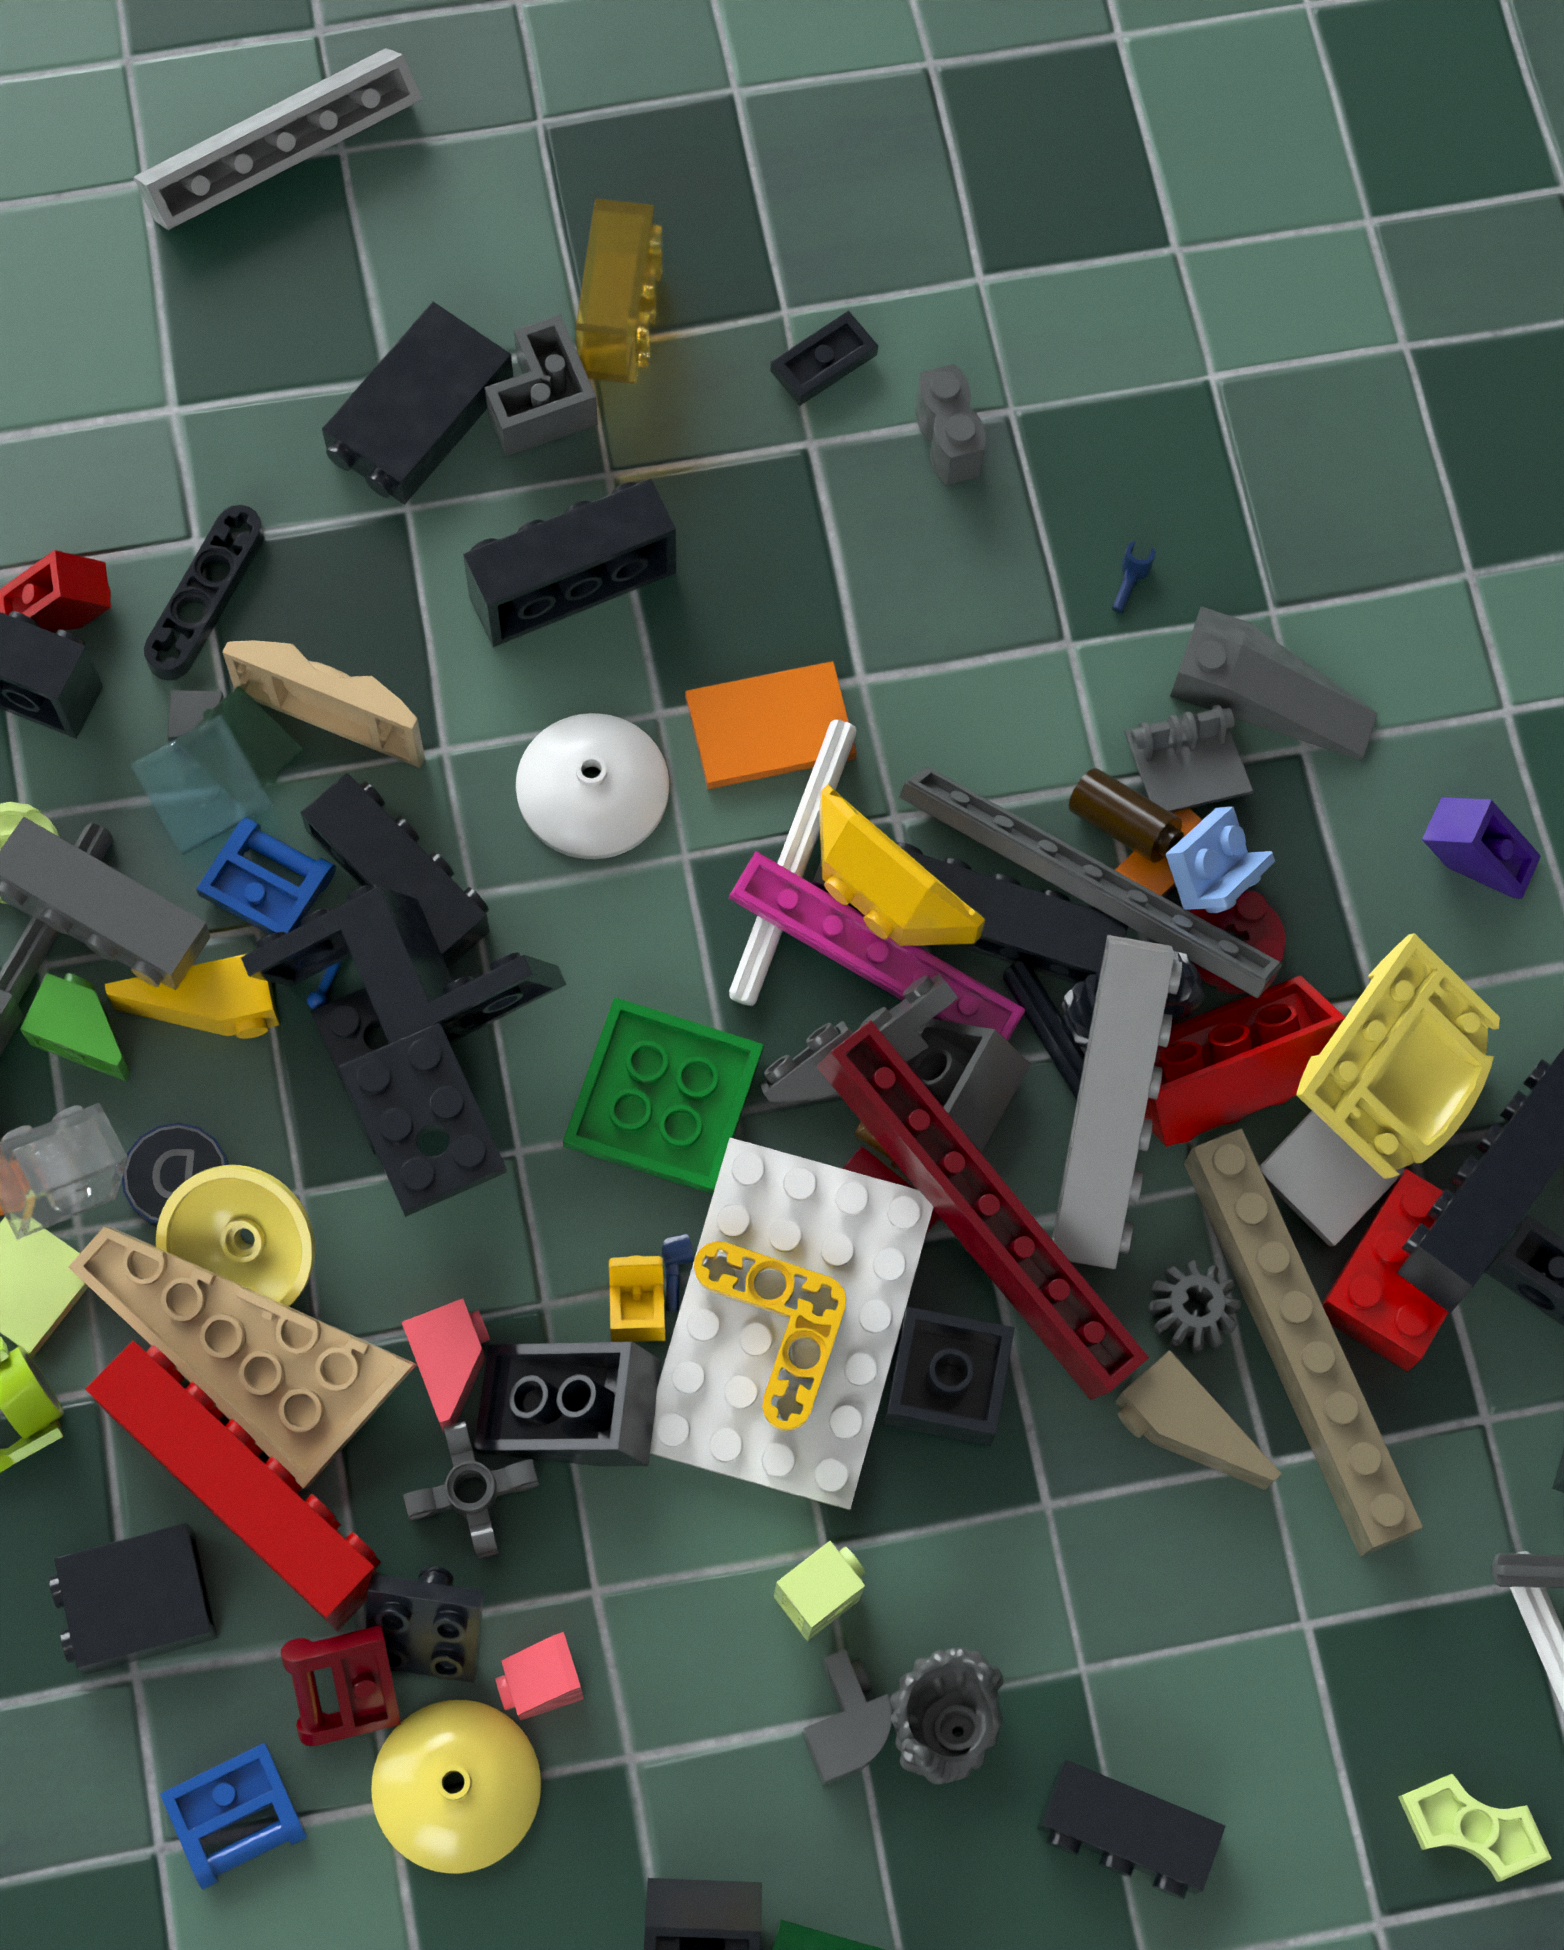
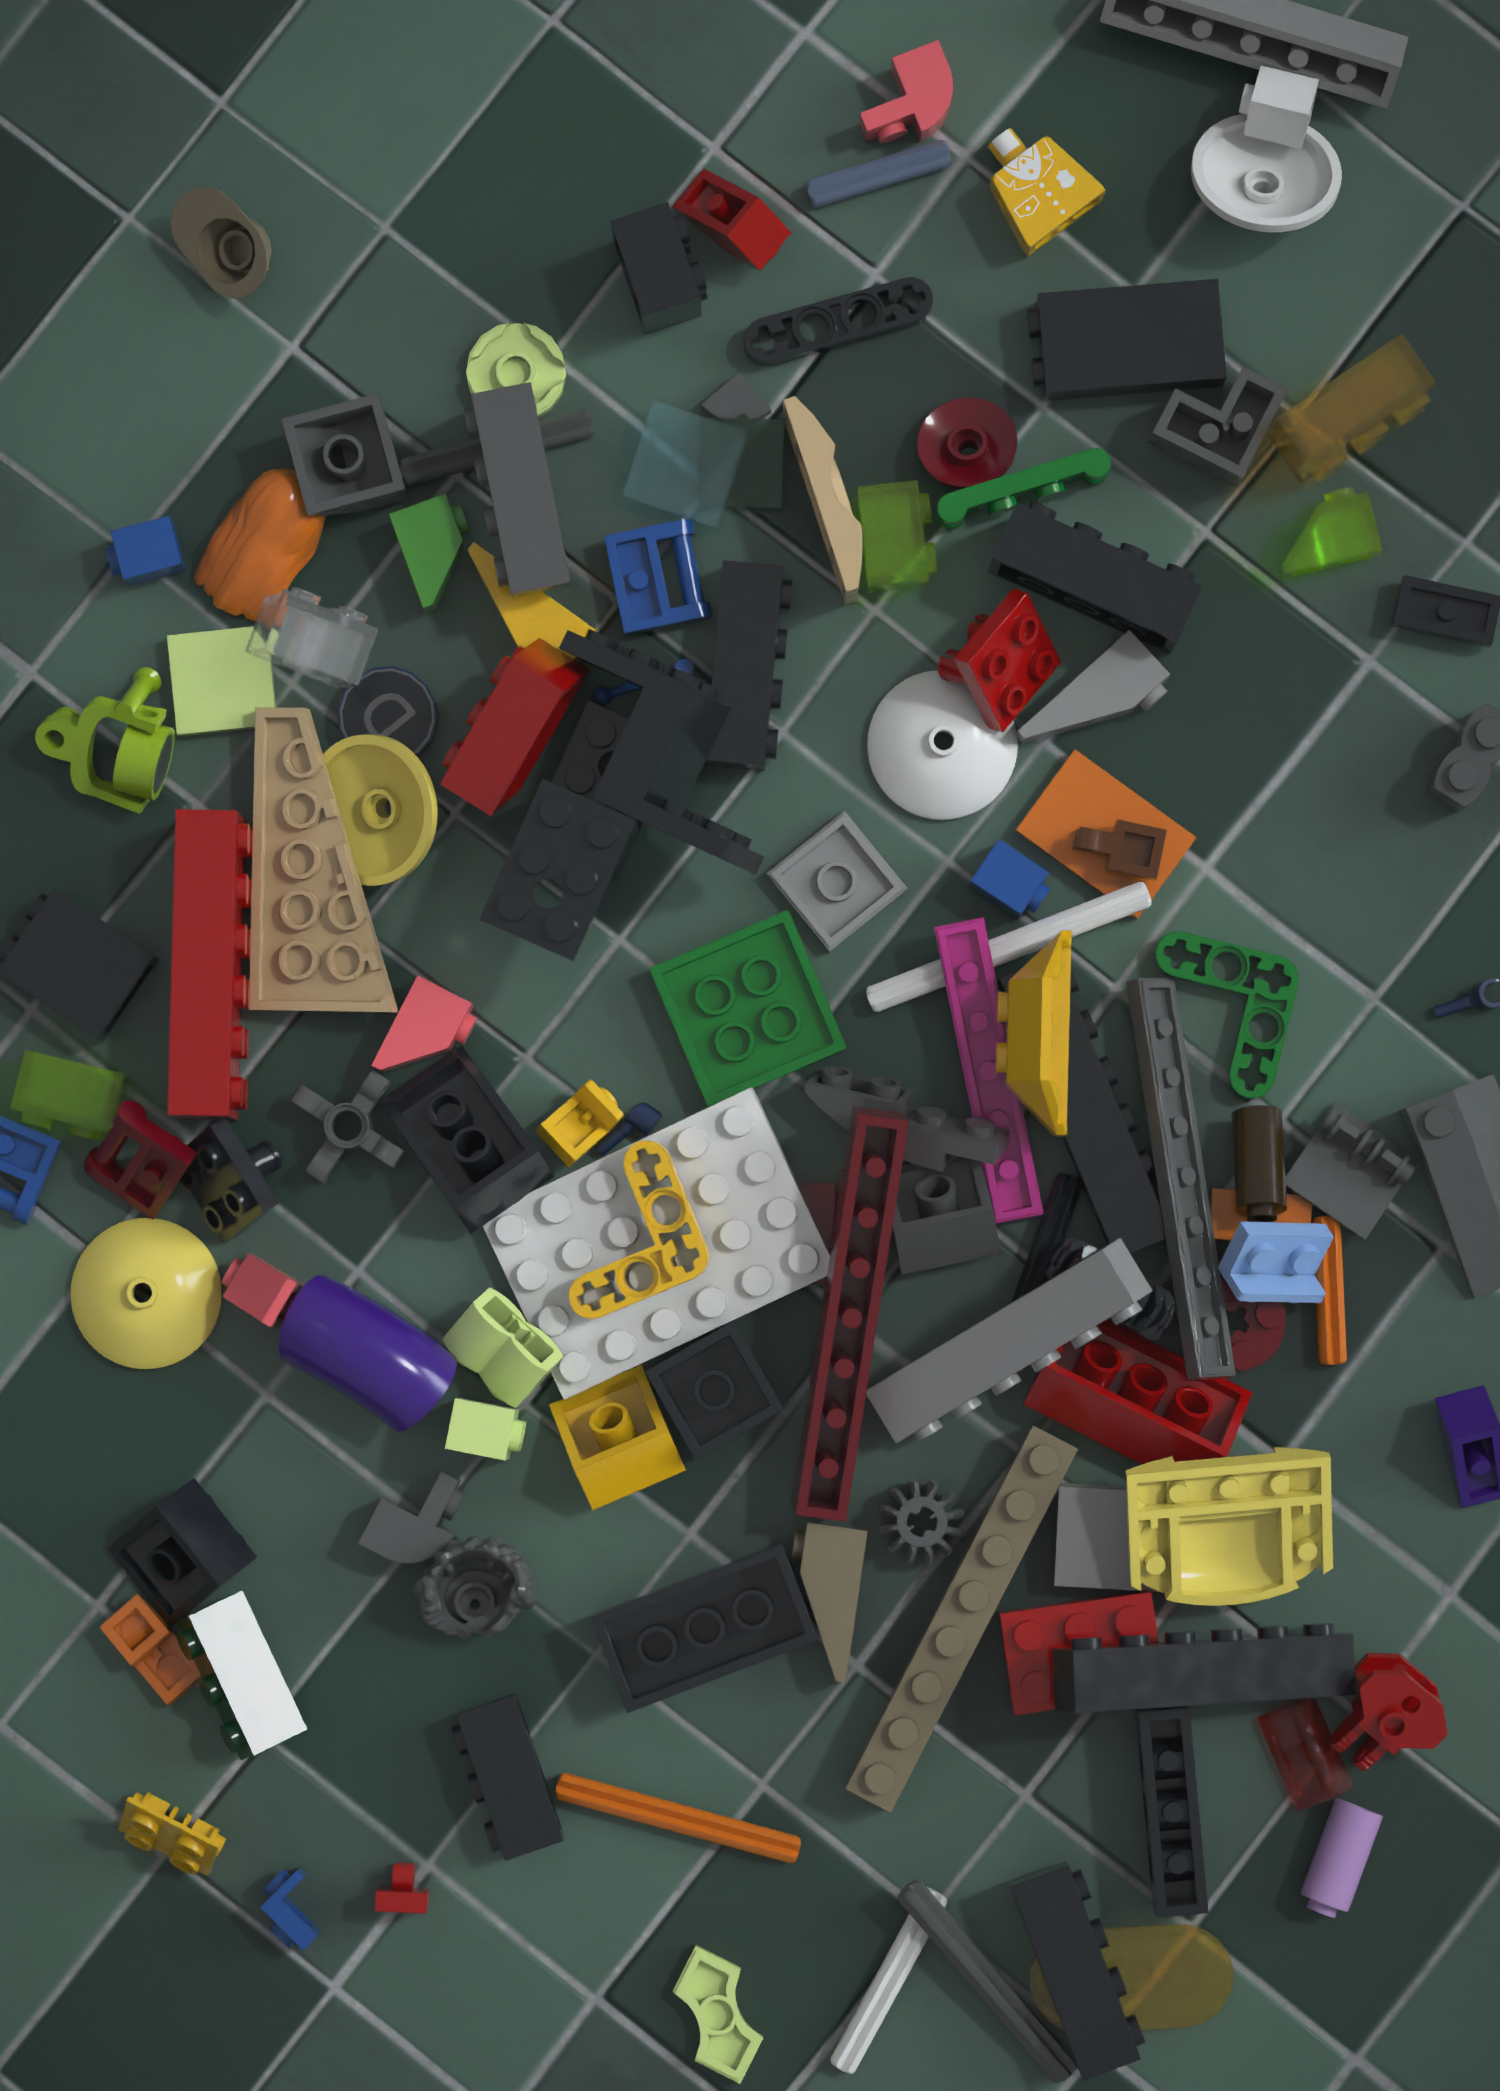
camera: 55 degrees right, 15 degrees up
(99, 394) = (926, 96): none -> coral brick
(124, 474) = (878, 173): none -> sand blue axle
(232, 1701) = (67, 1093): none -> clear neon green piece
(248, 372) = (1040, 189): none -> yellow torso
(274, 1070) = (512, 725): none -> red piece
(350, 165) = (1279, 106): none -> white brick
(383, 573) = (963, 425): none -> dark red dish
(389, 211) = (1265, 182): none -> white dish
(424, 685) = (894, 536): none -> clear neon green piece
(445, 577) = (1042, 480): none -> green plate
(571, 675) = (1003, 660): none -> red plate
(625, 948) = (836, 881): none -> light grey tile
(663, 631) = (1105, 690): none -> light grey slope
(672, 1633) = (365, 1352): none -> dark purple brick
(697, 384) = (1335, 535): none -> clear neon green slope
(742, 816) = (1011, 880): none -> blue brick
(764, 1519) = (502, 1347): none -> yellowish green brick
(797, 706) = (1130, 849): none -> reddish brown plate
(920, 1491) = (617, 1438): none -> yellow slope
(996, 721) = (1258, 1000): none -> green beam
(1139, 1552) = (704, 1627): none -> black brick
(1278, 1717) = (677, 1818): none -> orange axle
(1287, 866) = (1331, 1311): none -> orange axle

